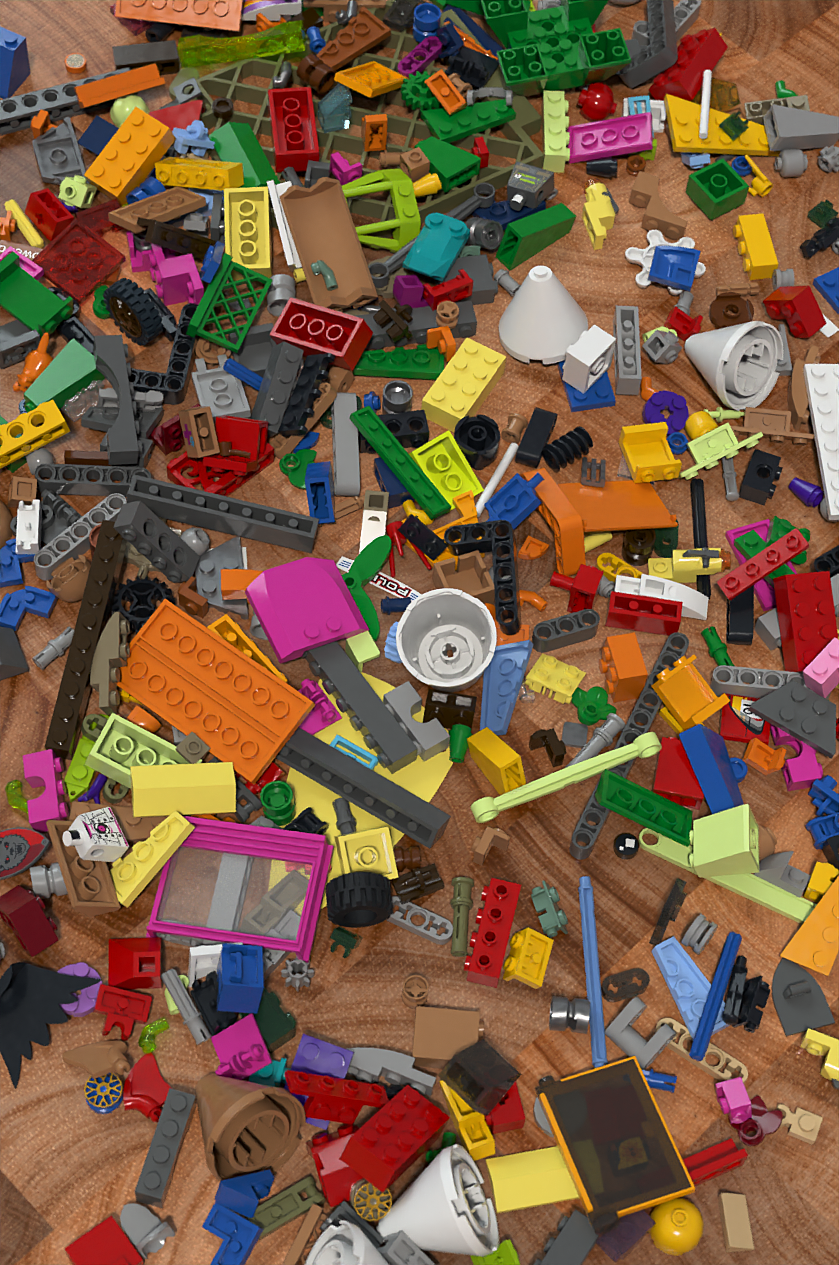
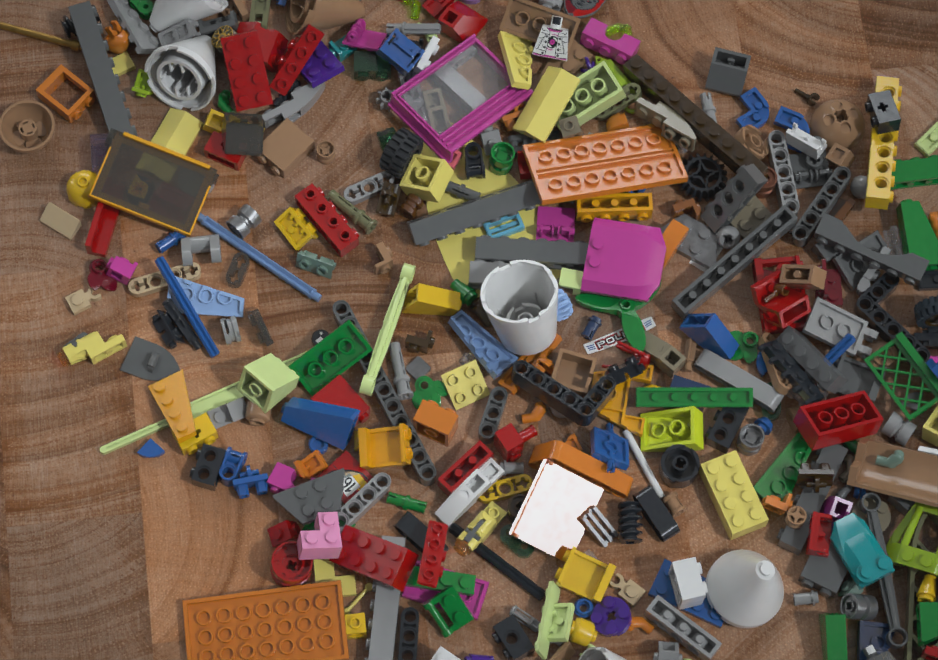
camera: 130 degrees right, 10 degrees up
(626, 416) = (629, 591): none -> tan plate

